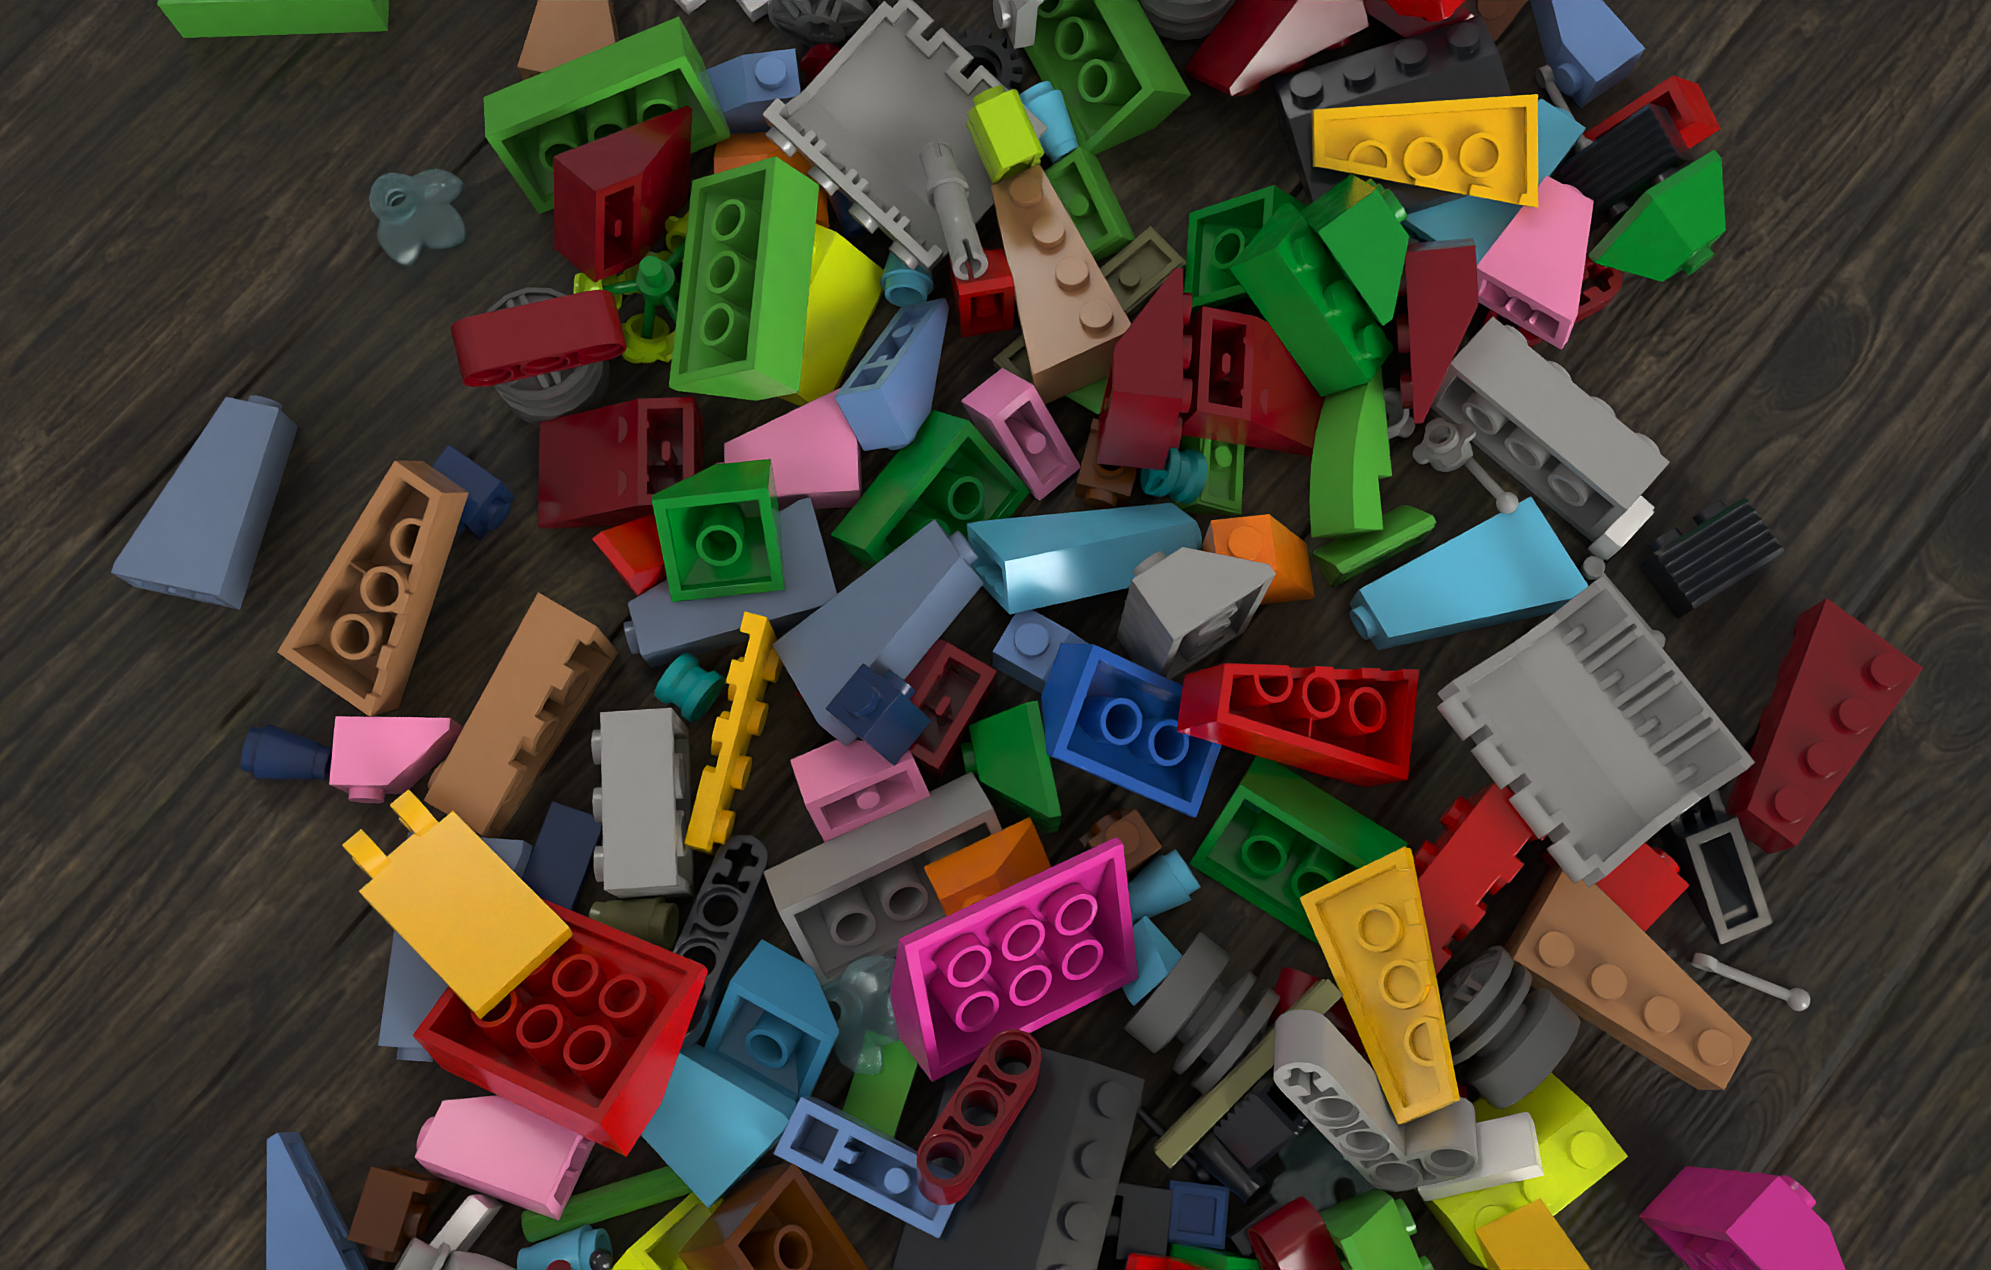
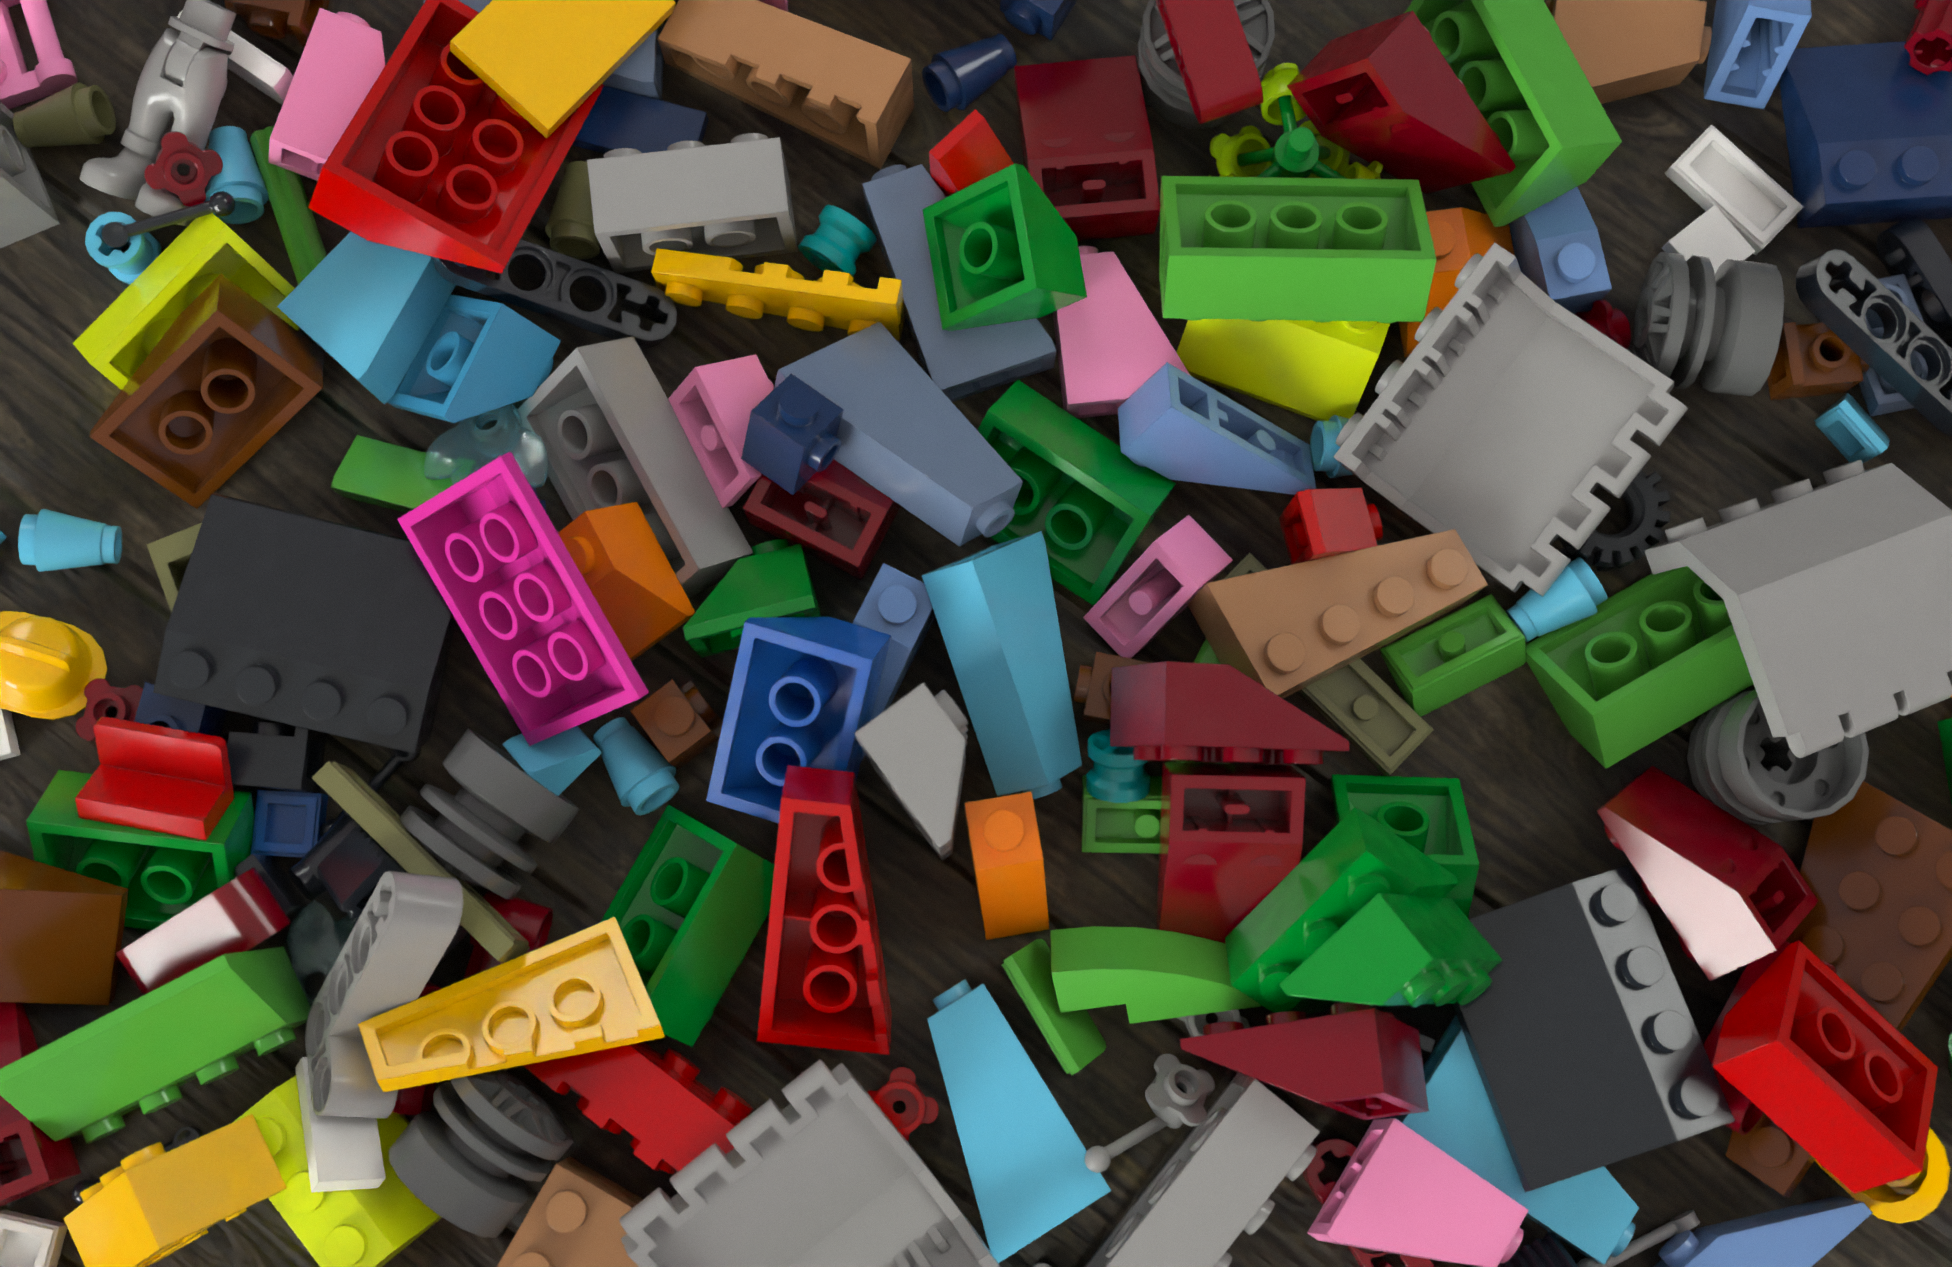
camera: 85 degrees right, 5 degrees up
(539, 564) = (967, 71): none -> dark blue cone
(862, 1162) = (317, 461): medium blue slope -> none
(948, 193) = (1433, 476): light grey pin -> none
(971, 1144) = (337, 535): dark red beam -> none
(1003, 133) = (1508, 531): lime brick -> none
(1447, 145) = (1547, 1081): yellow wing -> none
(1456, 658) = (918, 1106): none -> red plate

